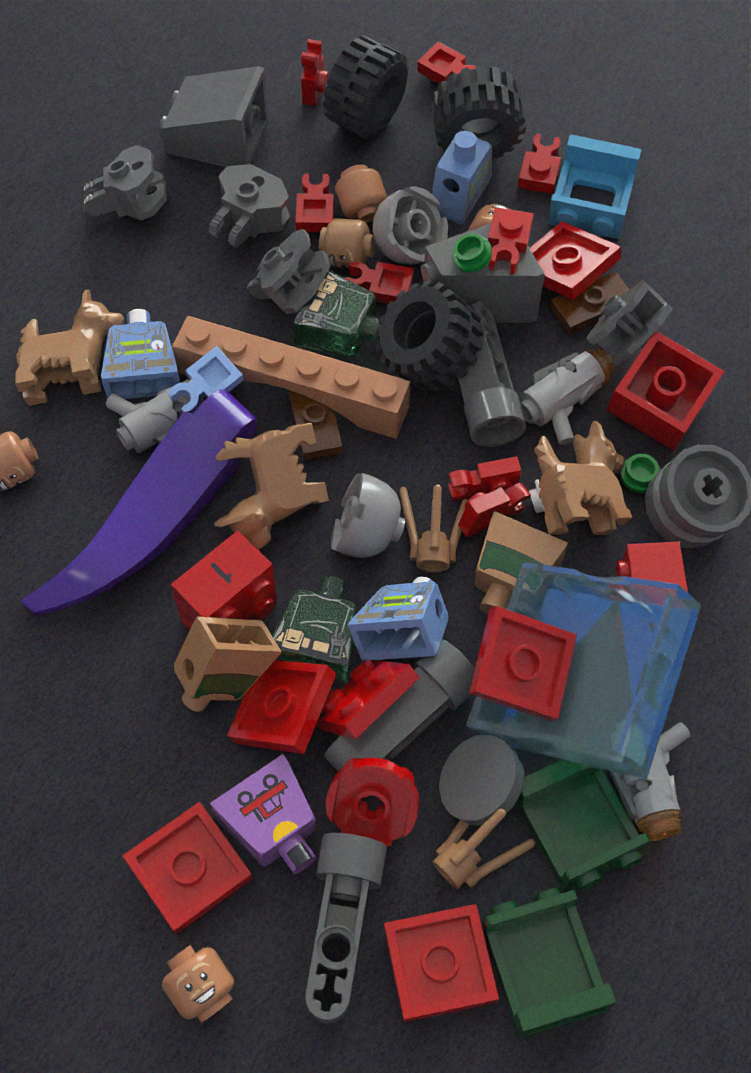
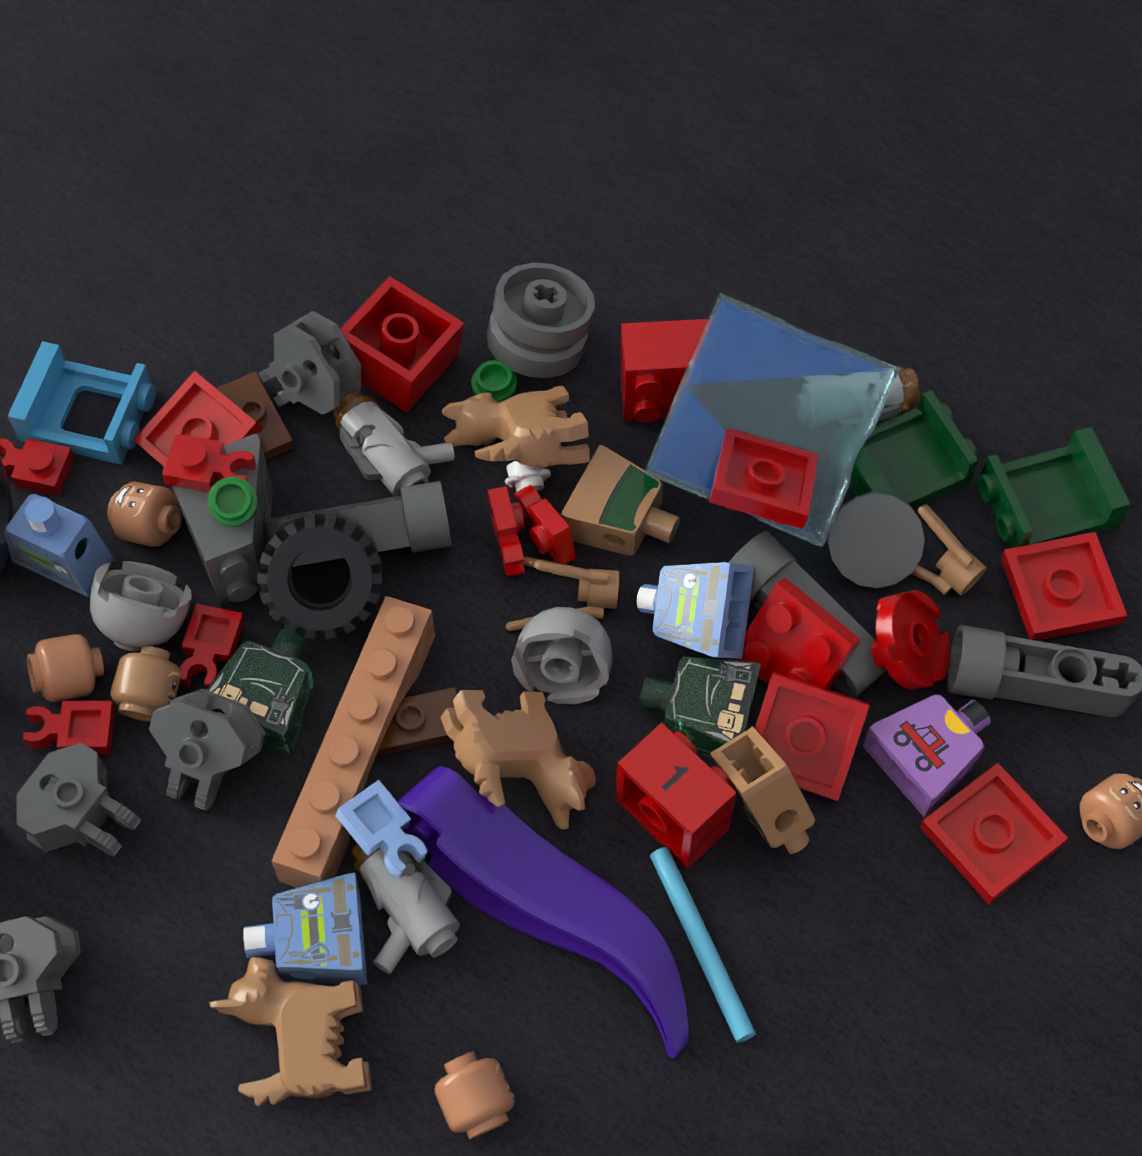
camera: 90 degrees left, 0 degrees up
(103, 629) = (702, 945): none -> medium azure bar

